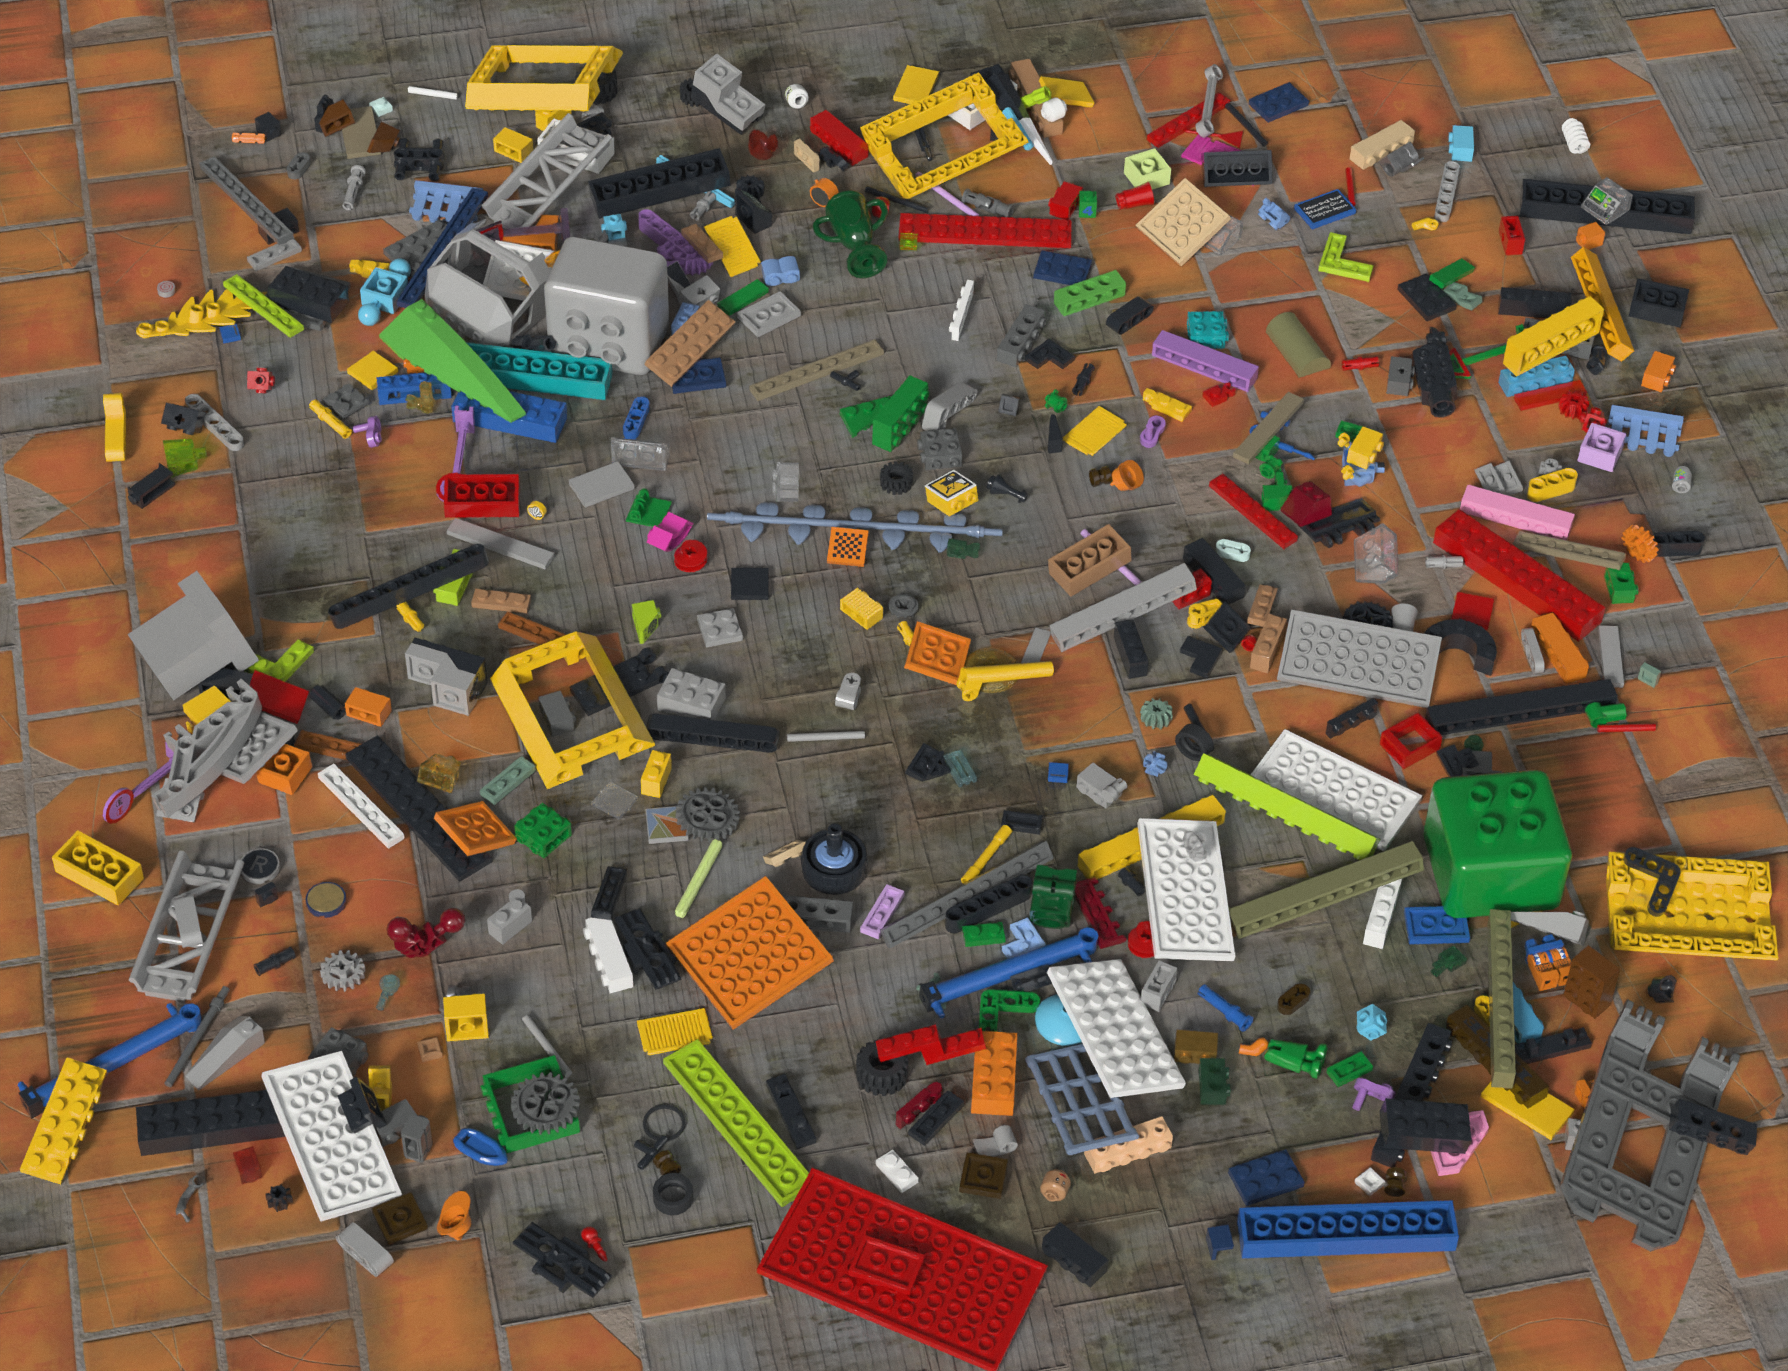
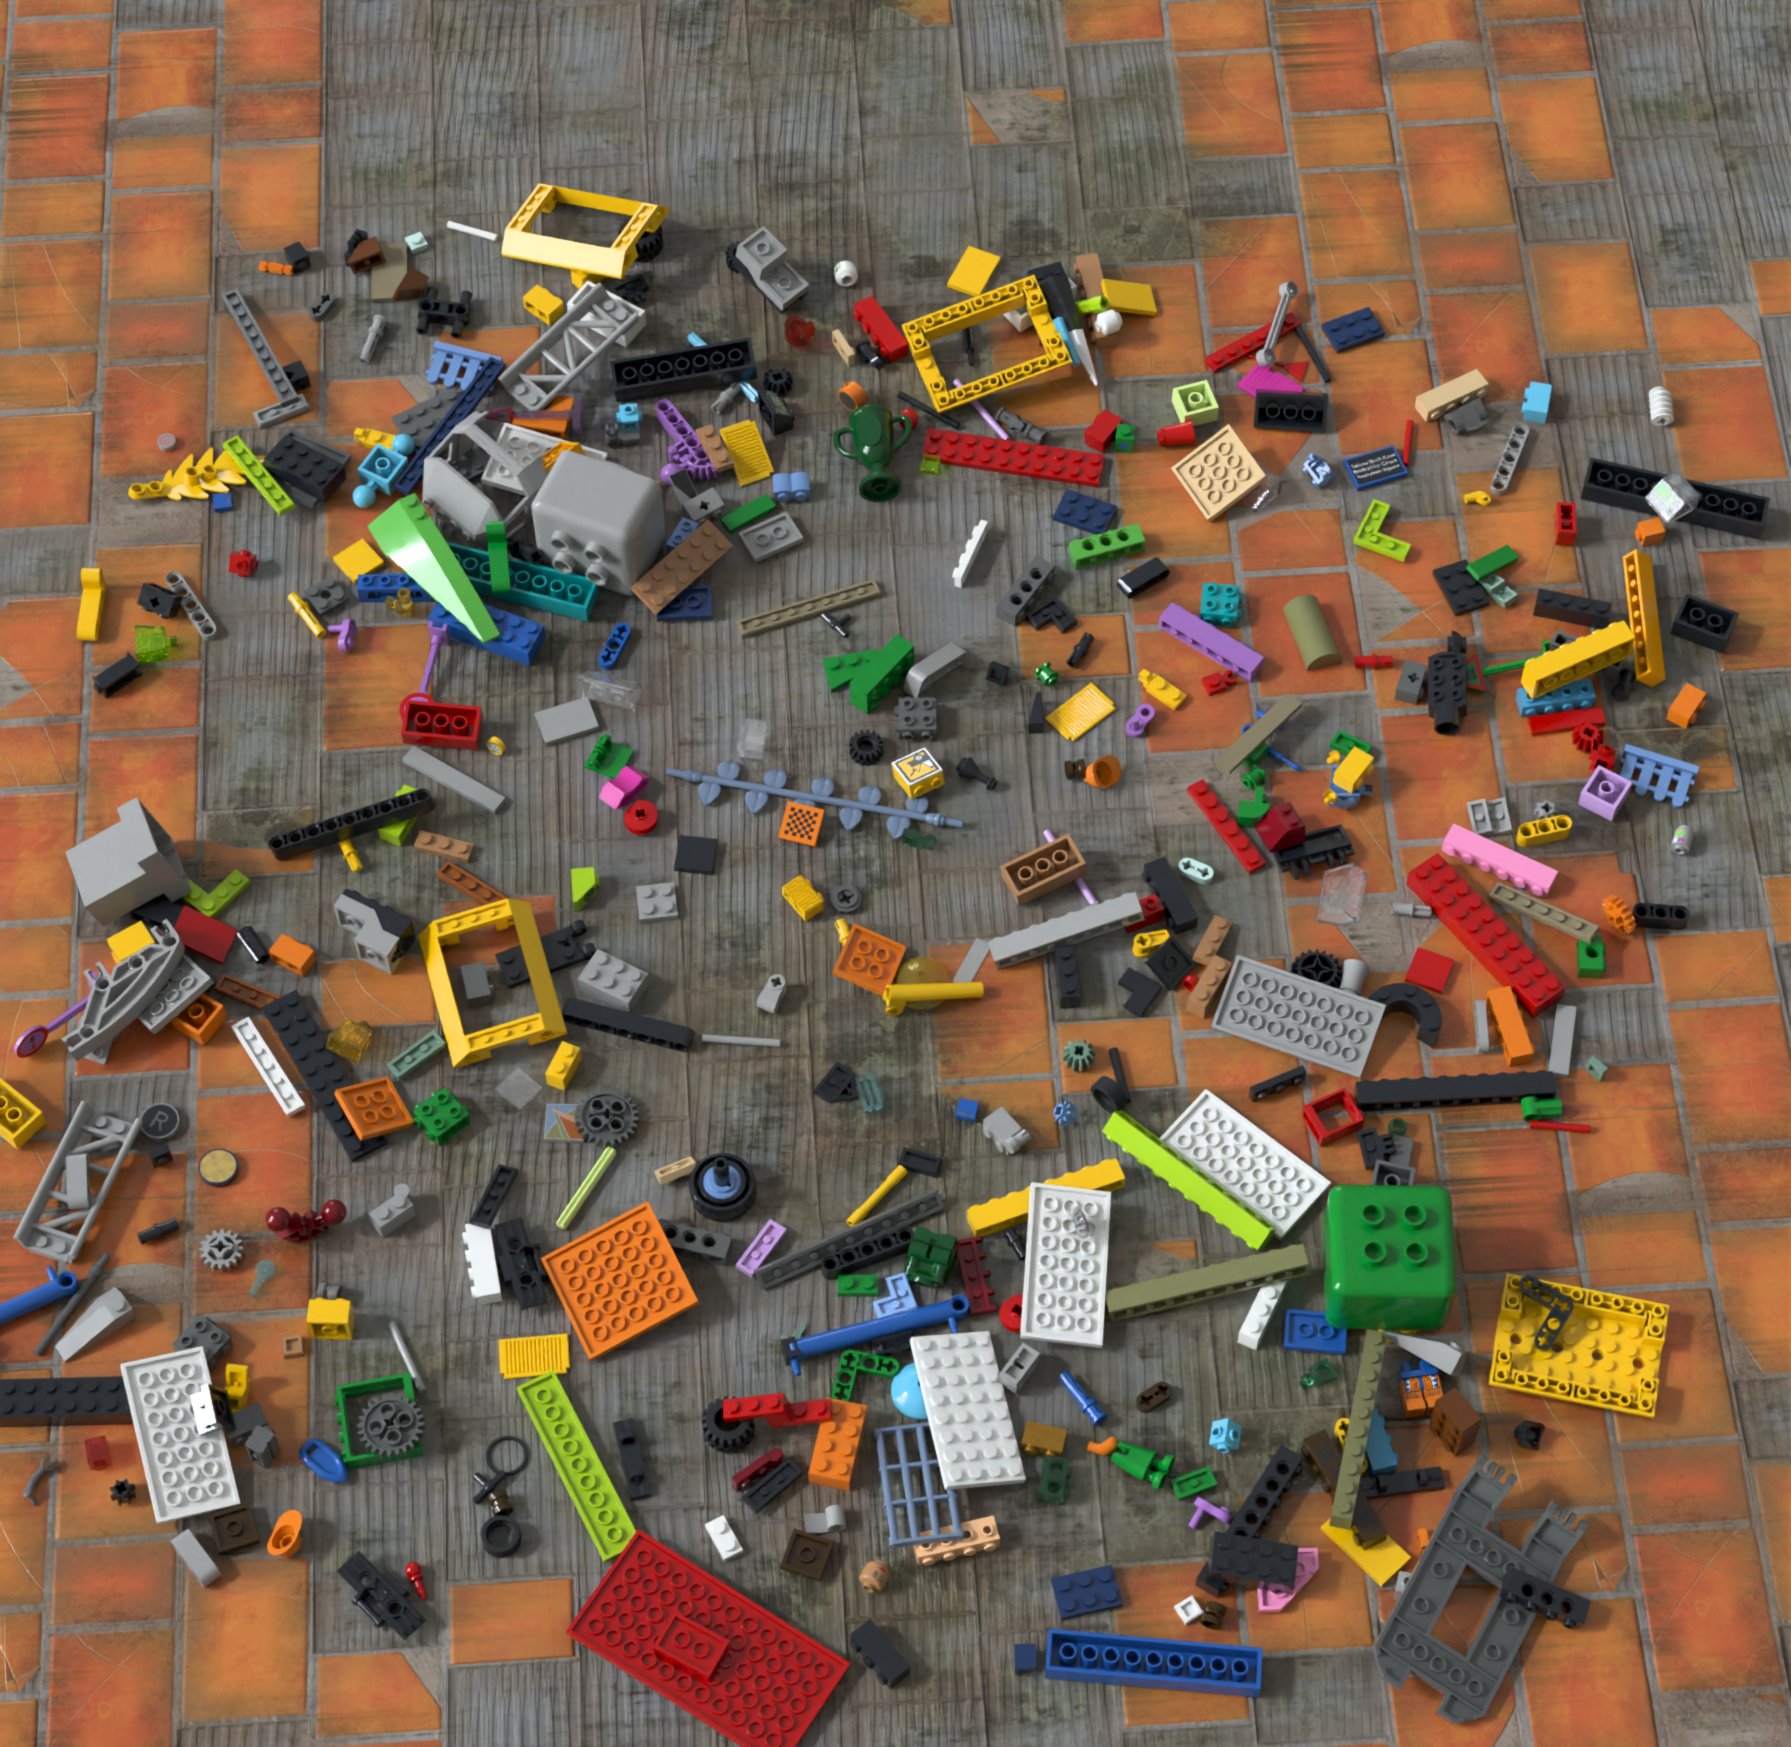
camera: 10 degrees right, 10 degrees up
(512, 346) = (498, 557): none -> green beam

